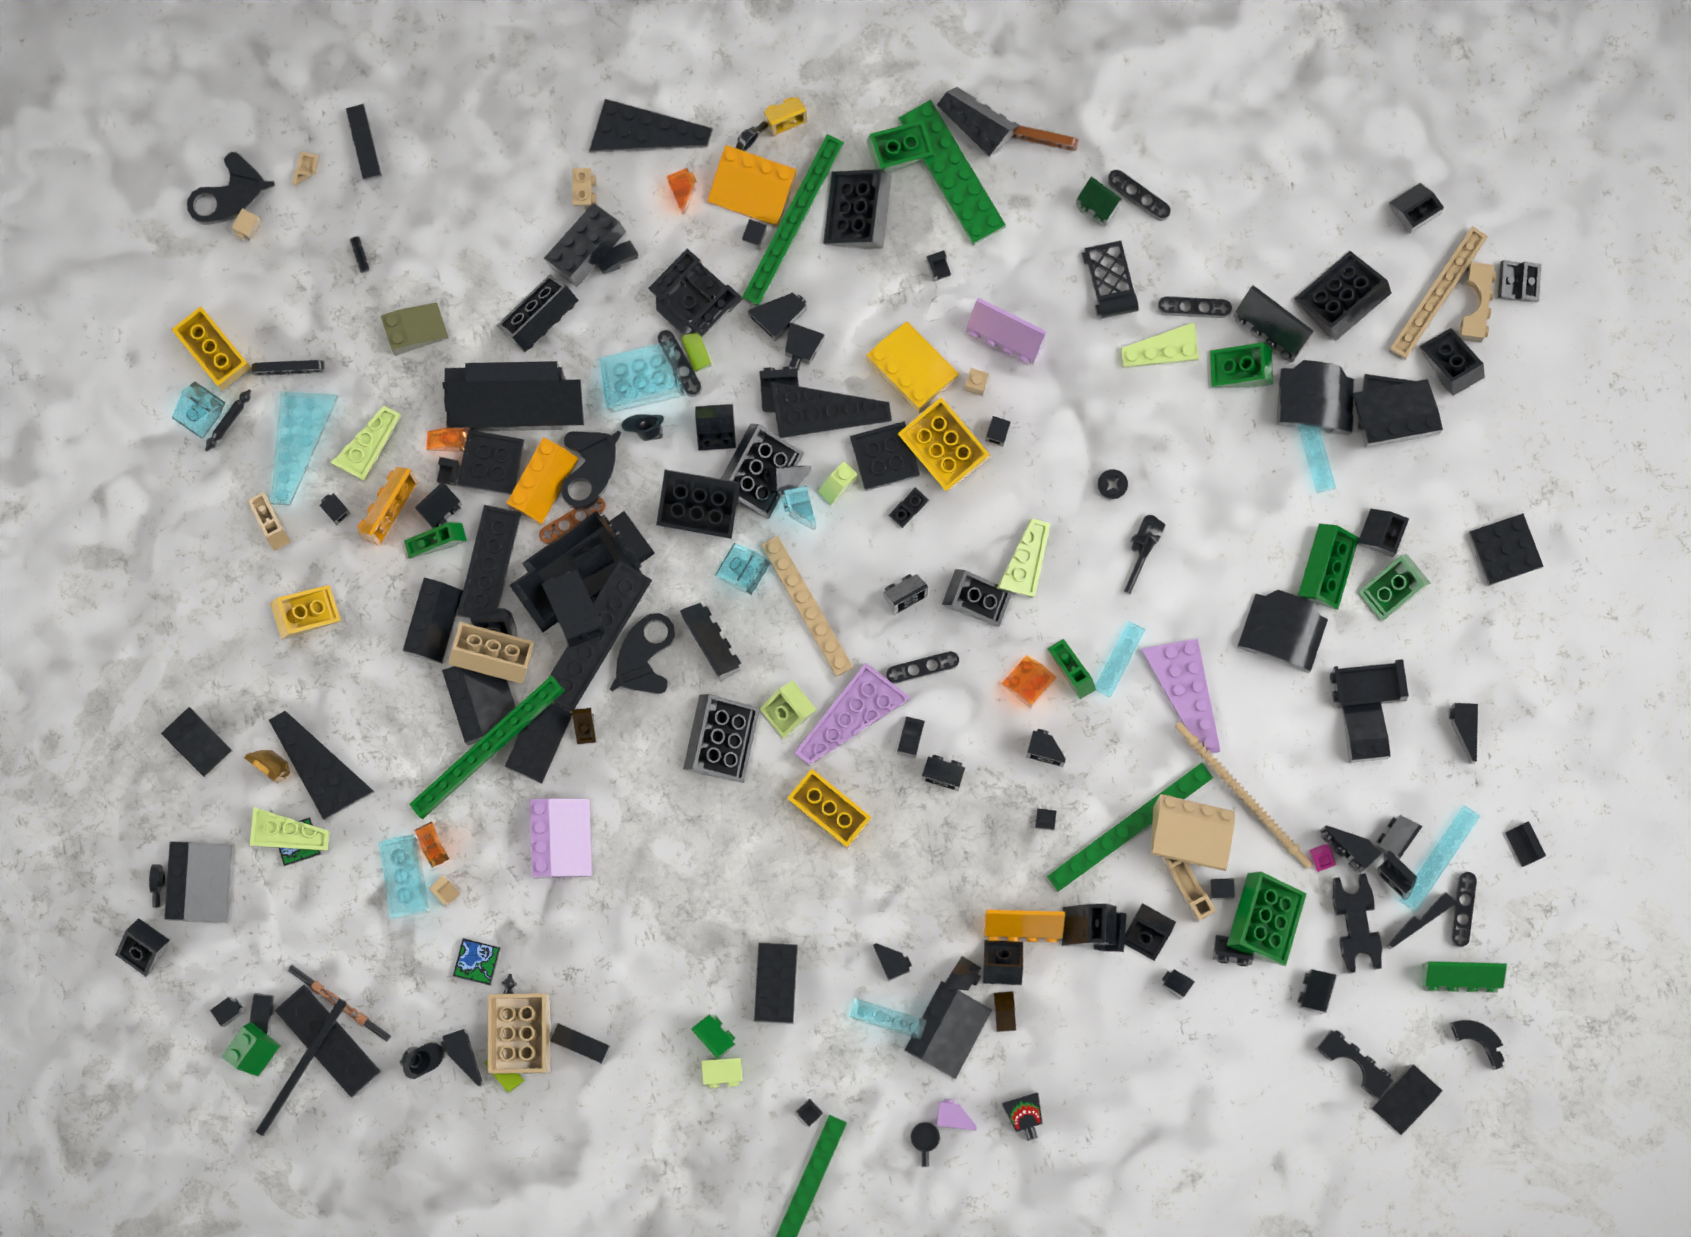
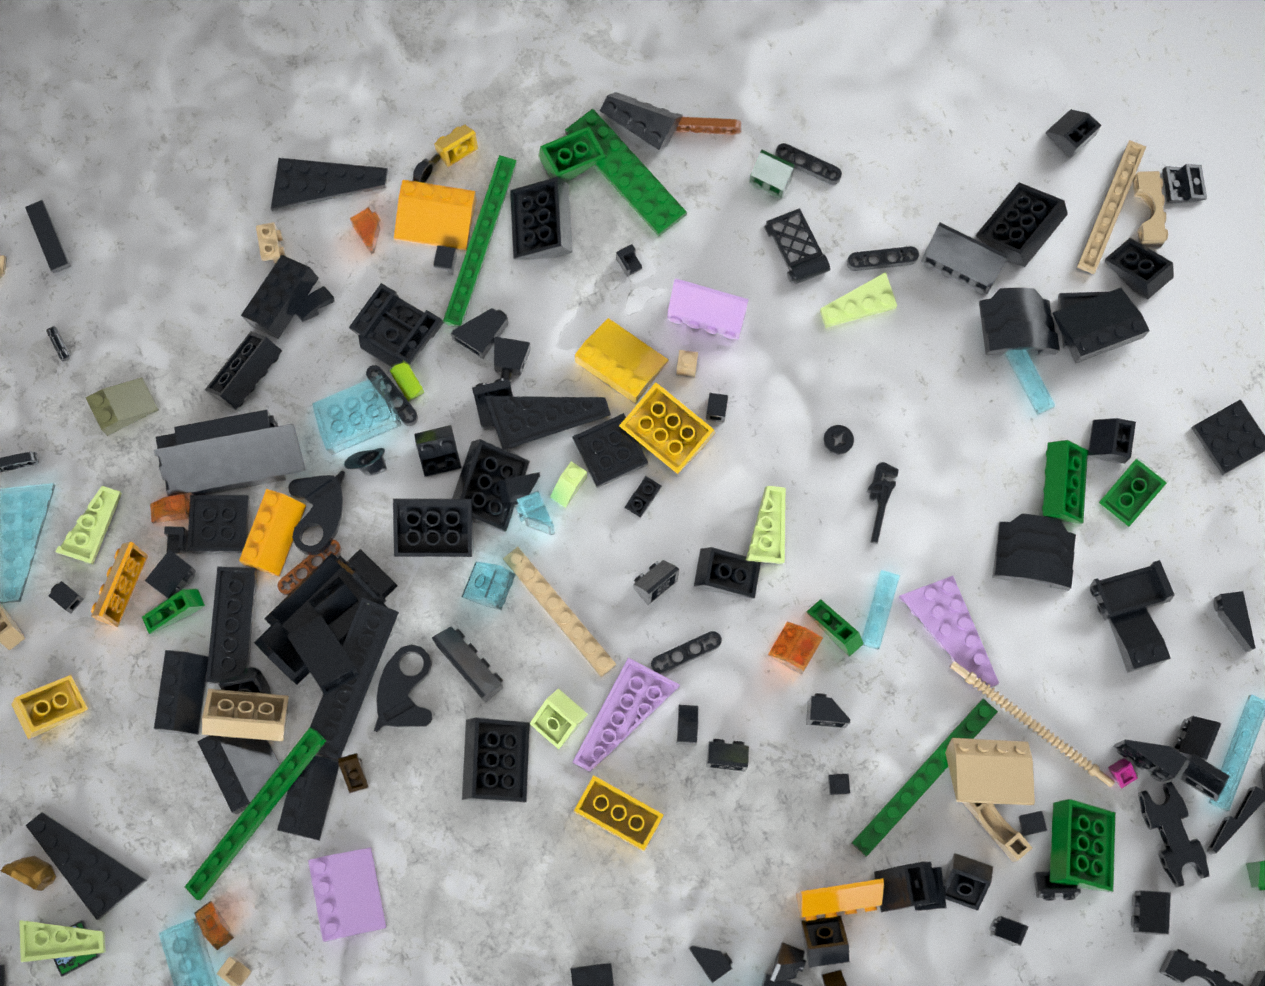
camera: 15 degrees left, 5 degrees down
(1242, 366) = (940, 306): green slope -> none

